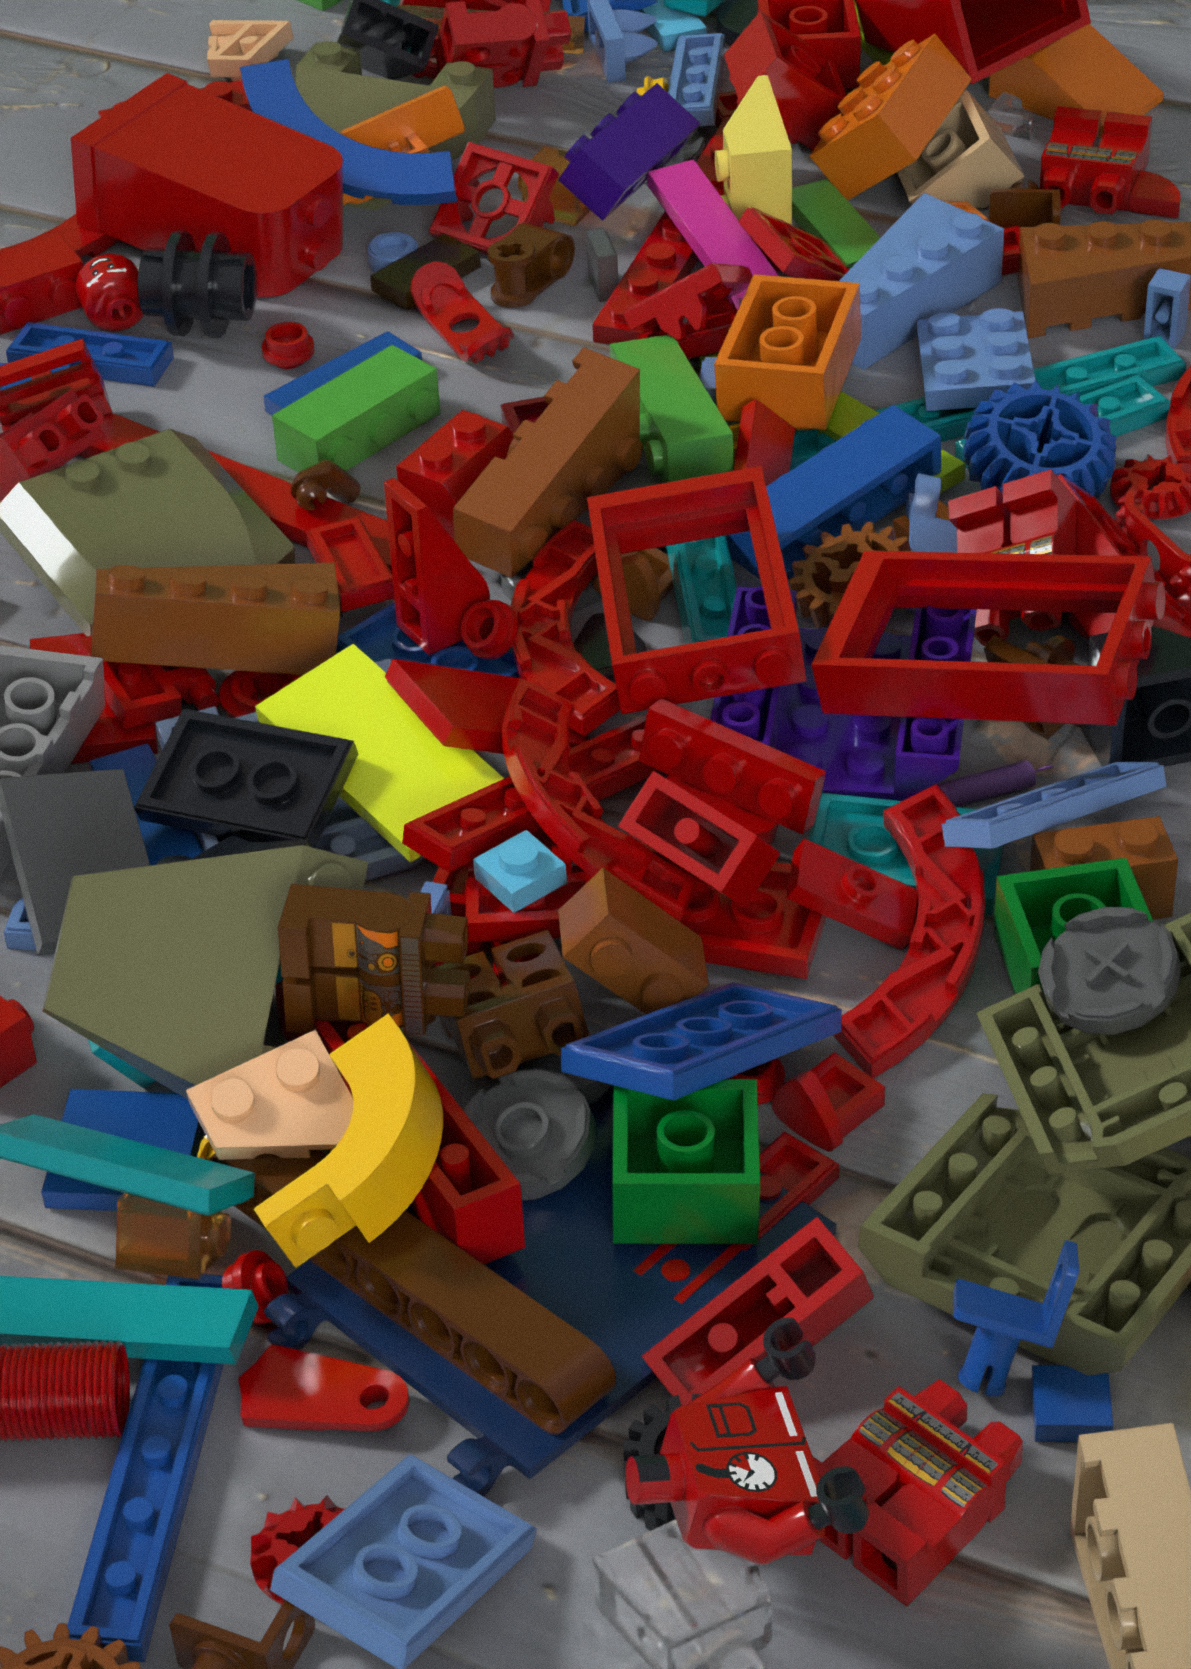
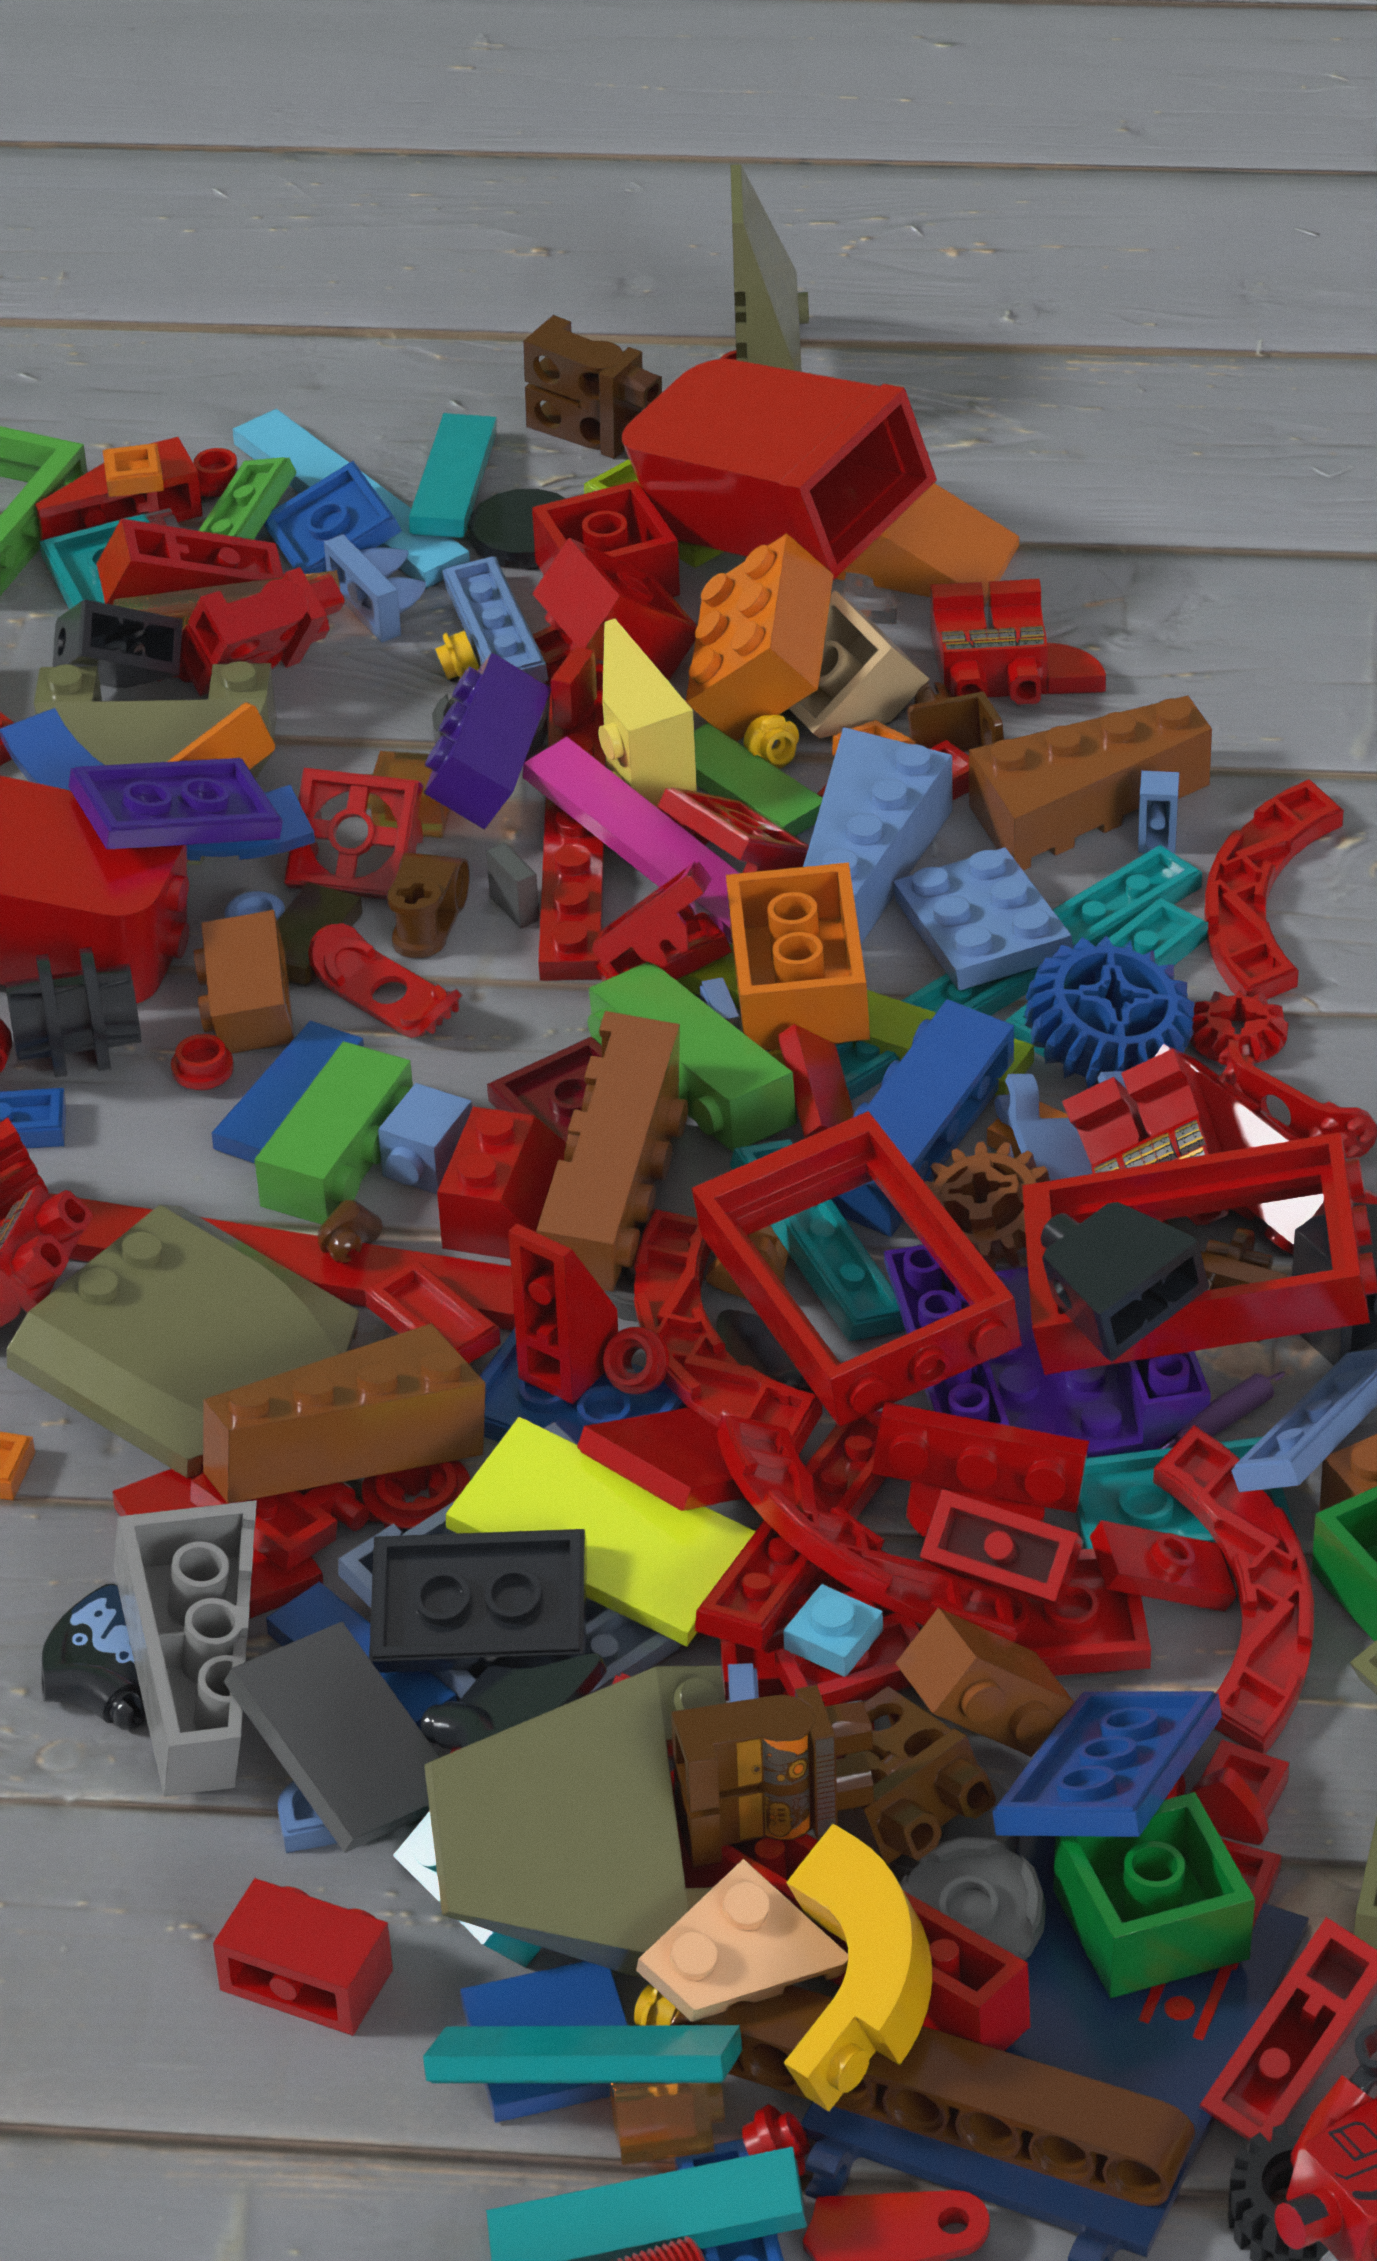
camera: 20 degrees left, 0 degrees up
(341, 141) = (174, 803): none -> dark purple tile
(348, 291) = (245, 982): none -> dark orange brick
(415, 421) = (422, 1136): none -> medium blue brick
(711, 125) = (573, 688): none -> red tile
(873, 188) = (764, 732): none -> yellow plate
(898, 630) = (1120, 1273): none -> black torso

